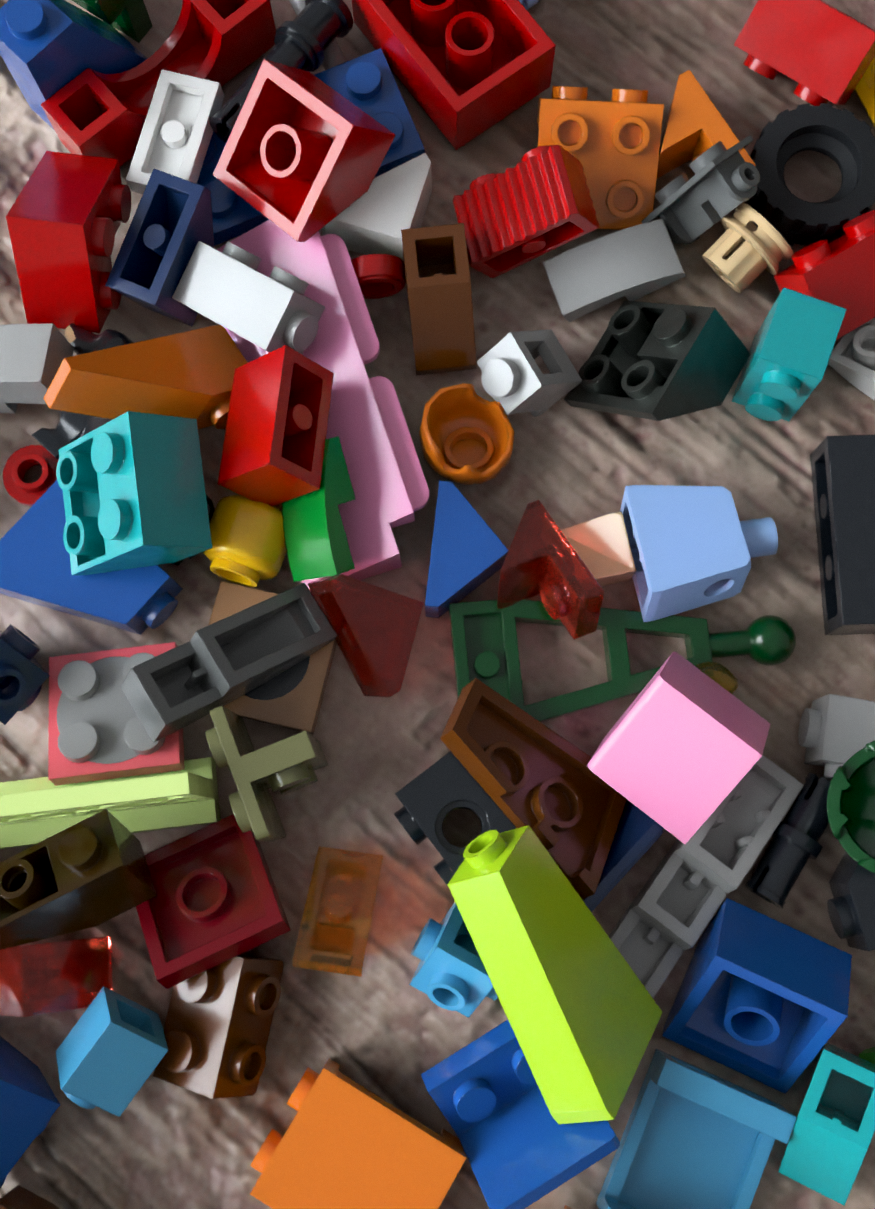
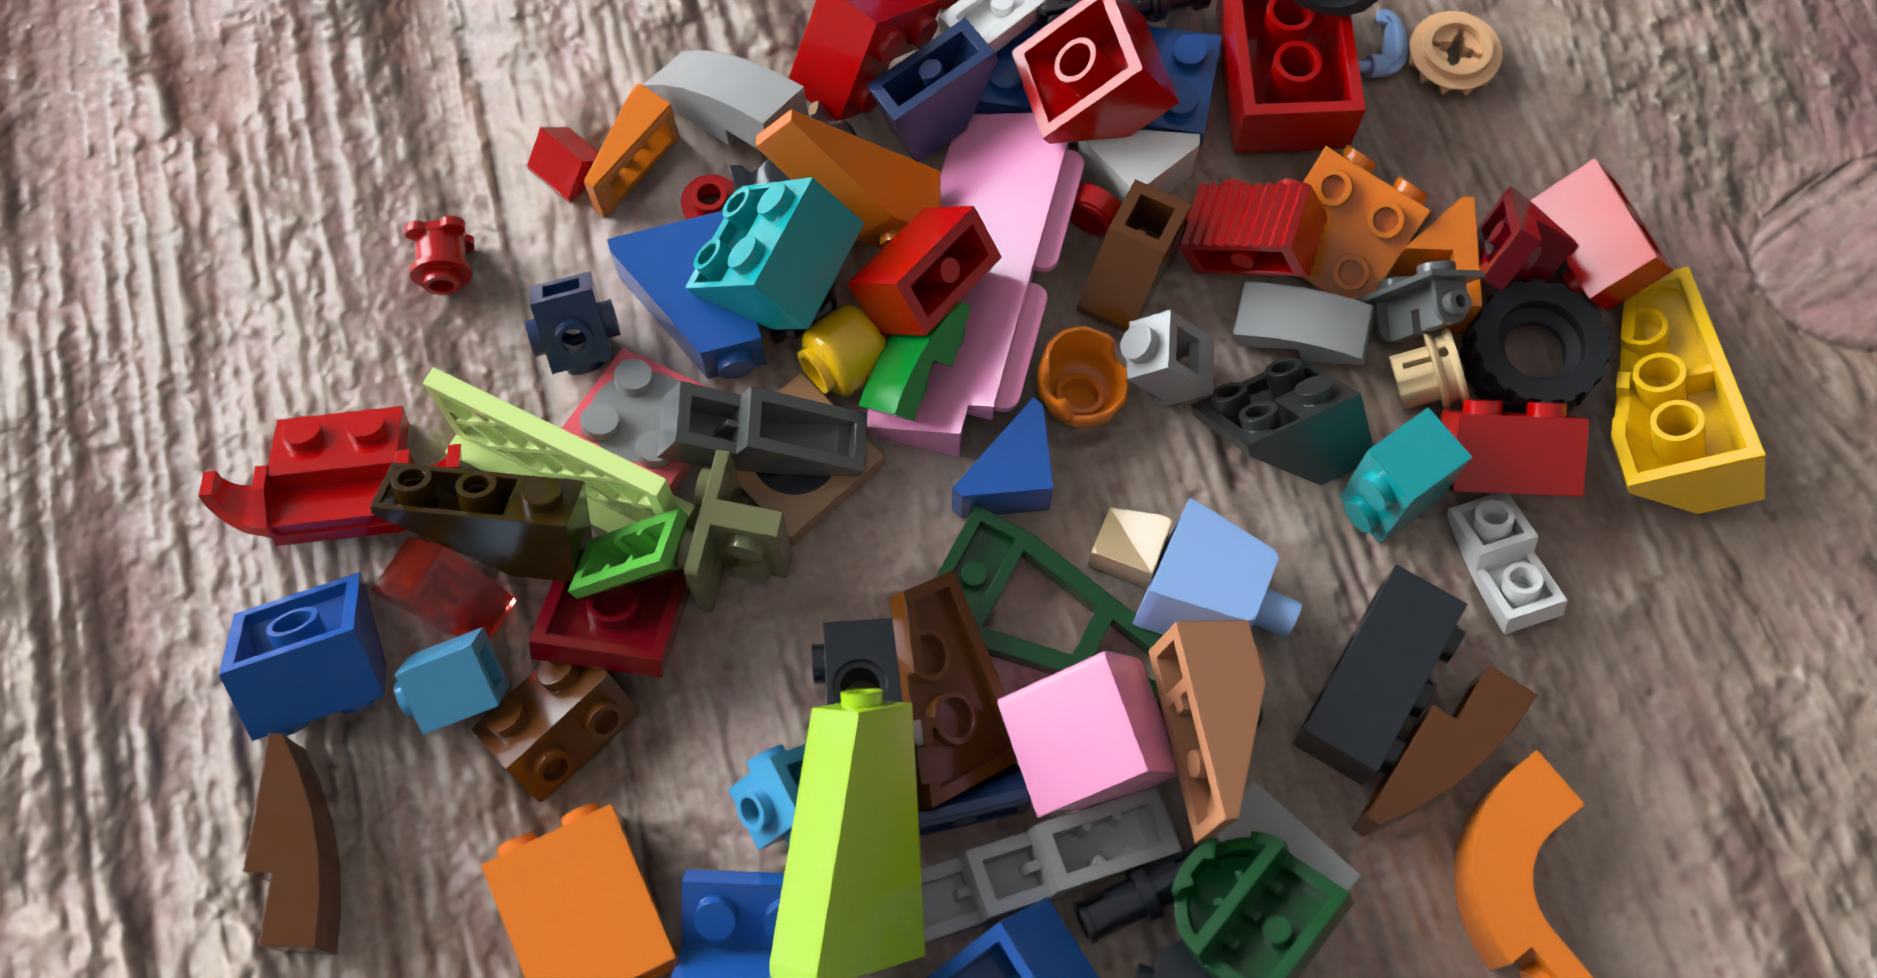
camera: 30 degrees right, 10 degrees down
(192, 847) = (630, 554): none -> bright green slope
(246, 301) = (972, 164): brick -> none
(339, 912) = (712, 691): clear orange slope -> none
(371, 628) = (897, 480): clear red slope -> none
(548, 565) = (1075, 520): clear red slope -> none
(748, 87) = (1520, 242): none -> dark red slope
(770, 665) = (1211, 707): none -> nougat slope

